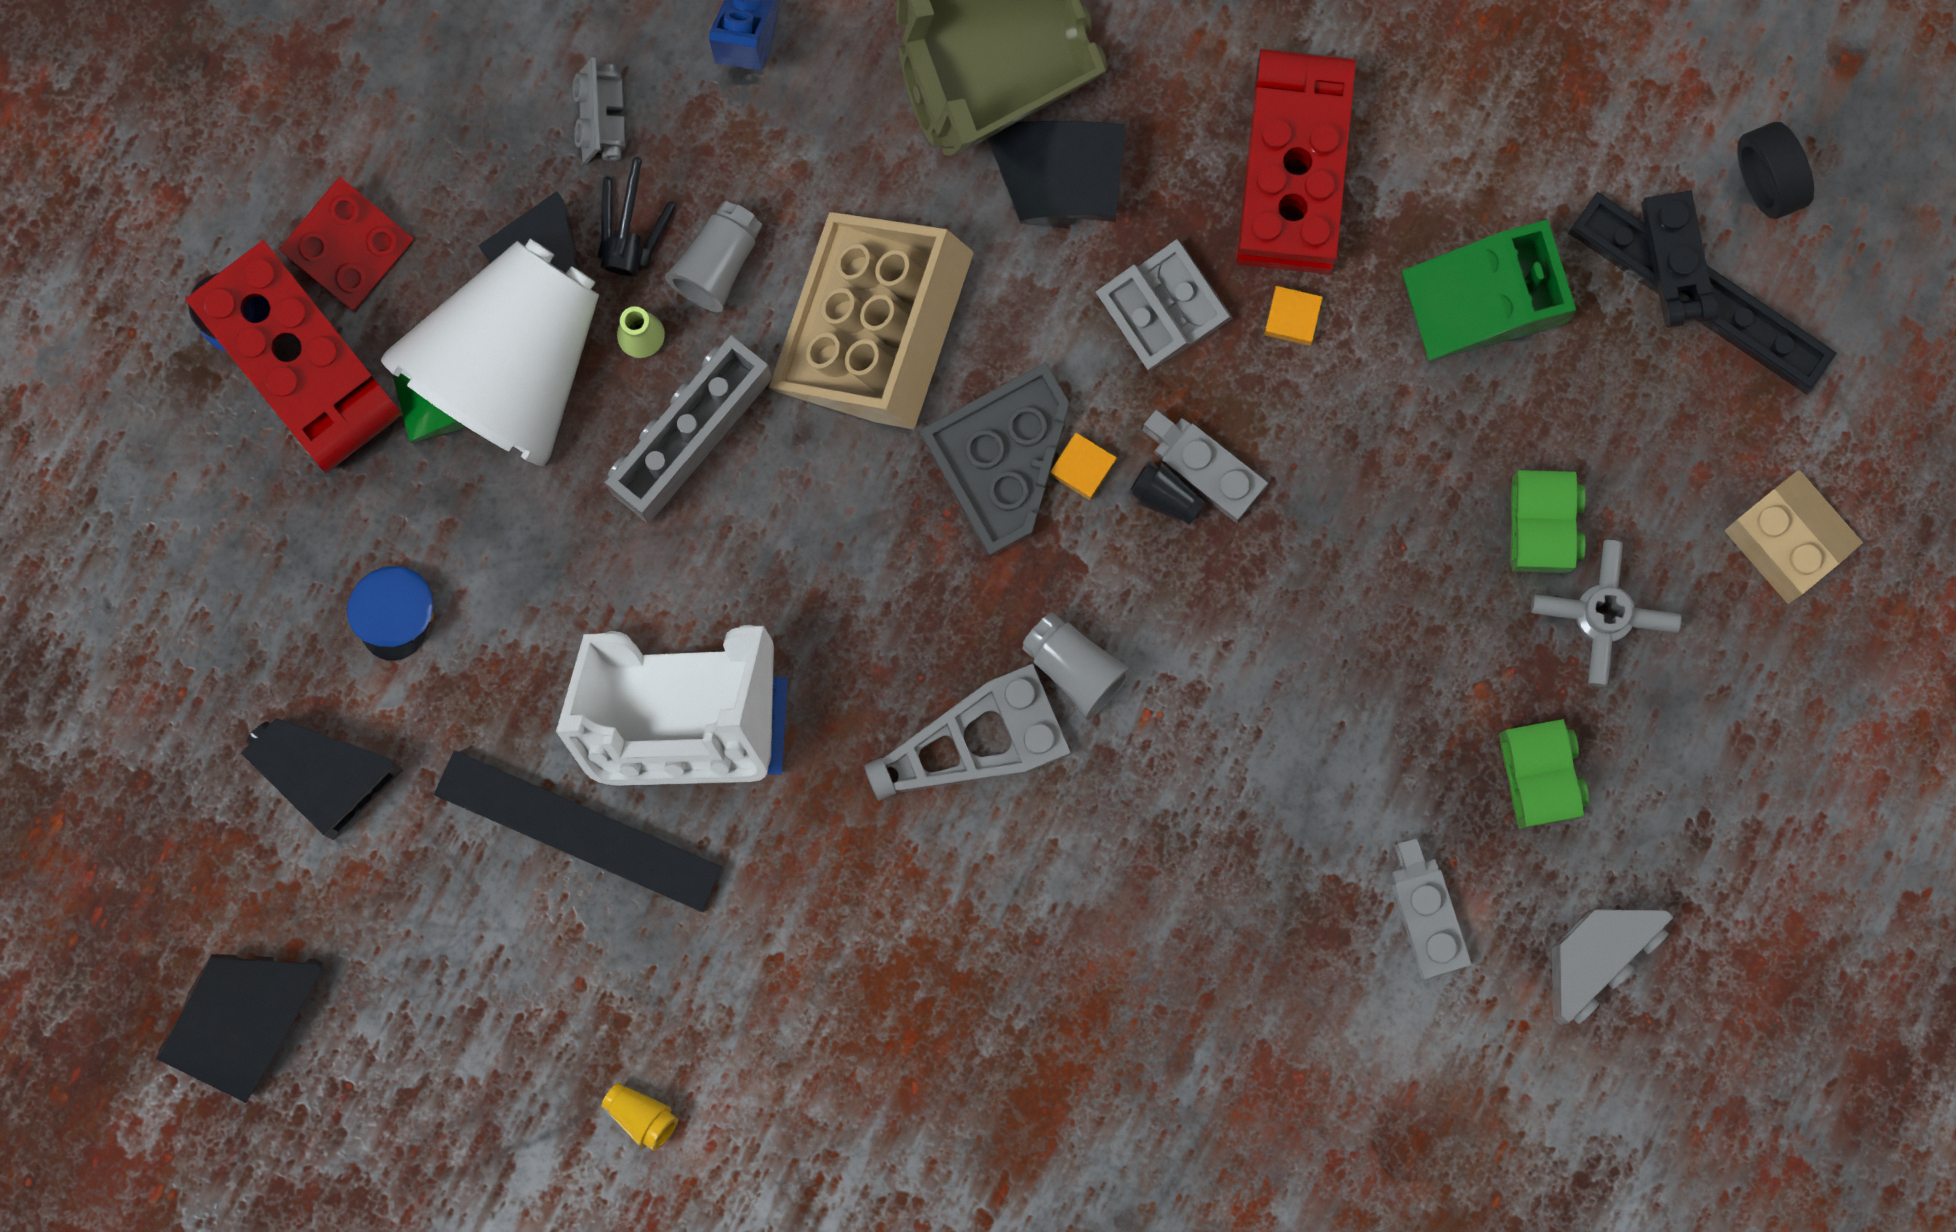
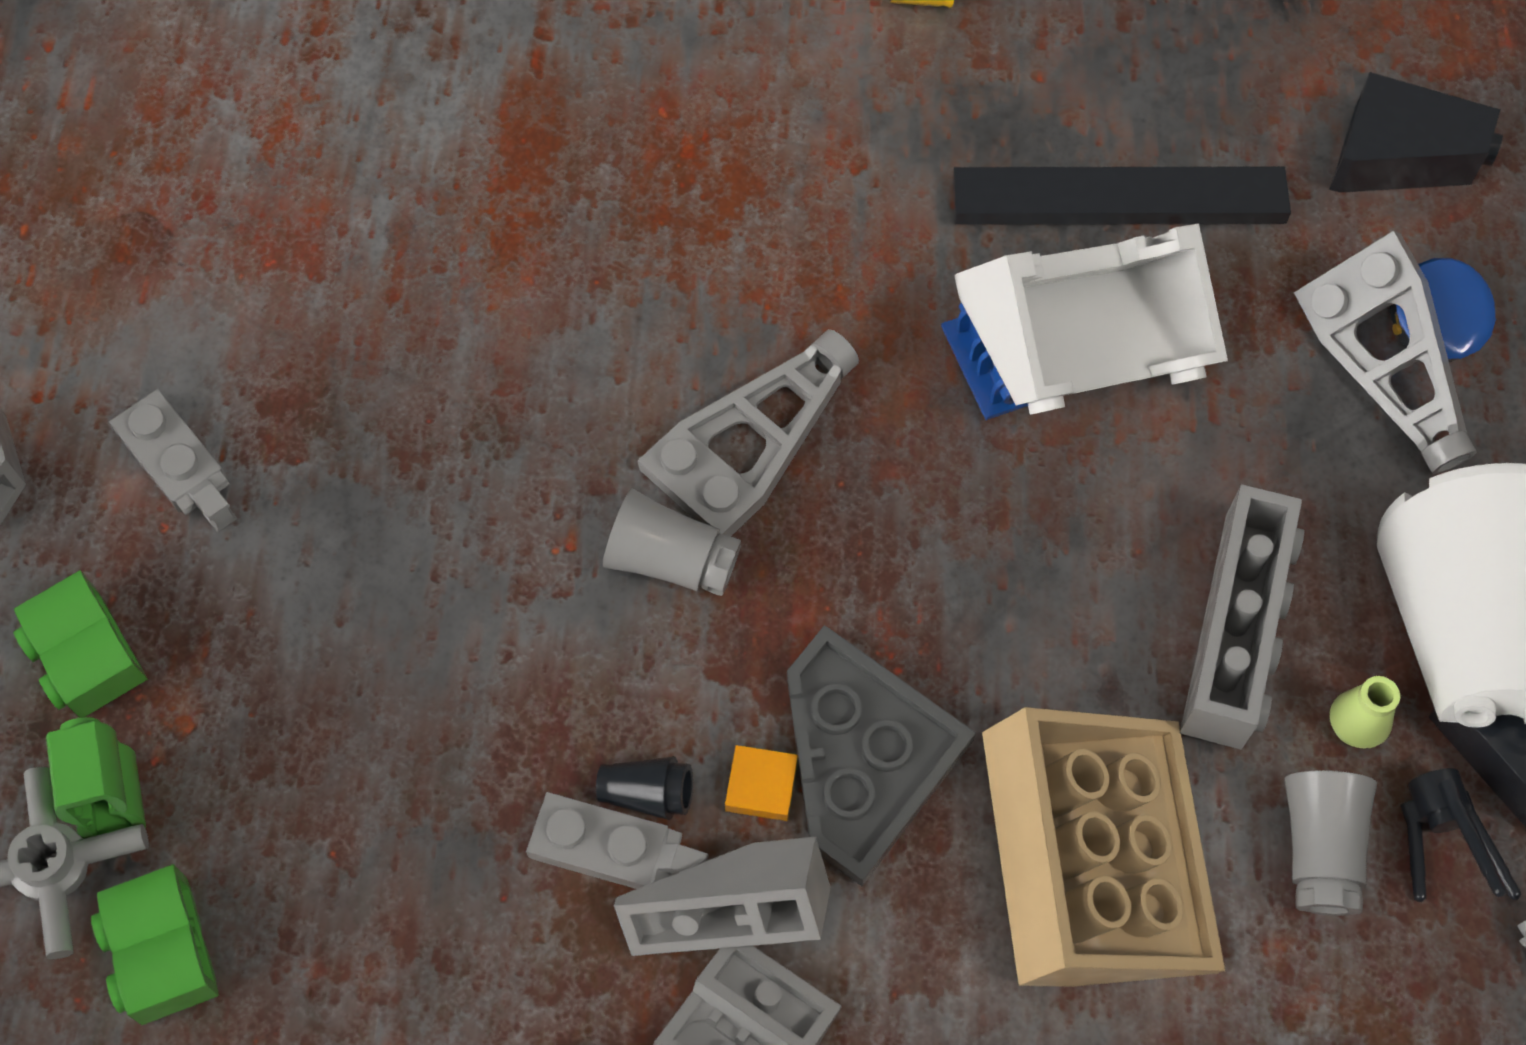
camera: 155 degrees right, 15 degrees down
(438, 647) = (1358, 290): none -> light grey plate
(1135, 382) = (735, 900): none -> light grey slope
(1555, 645) = (94, 778): none -> bright green brick

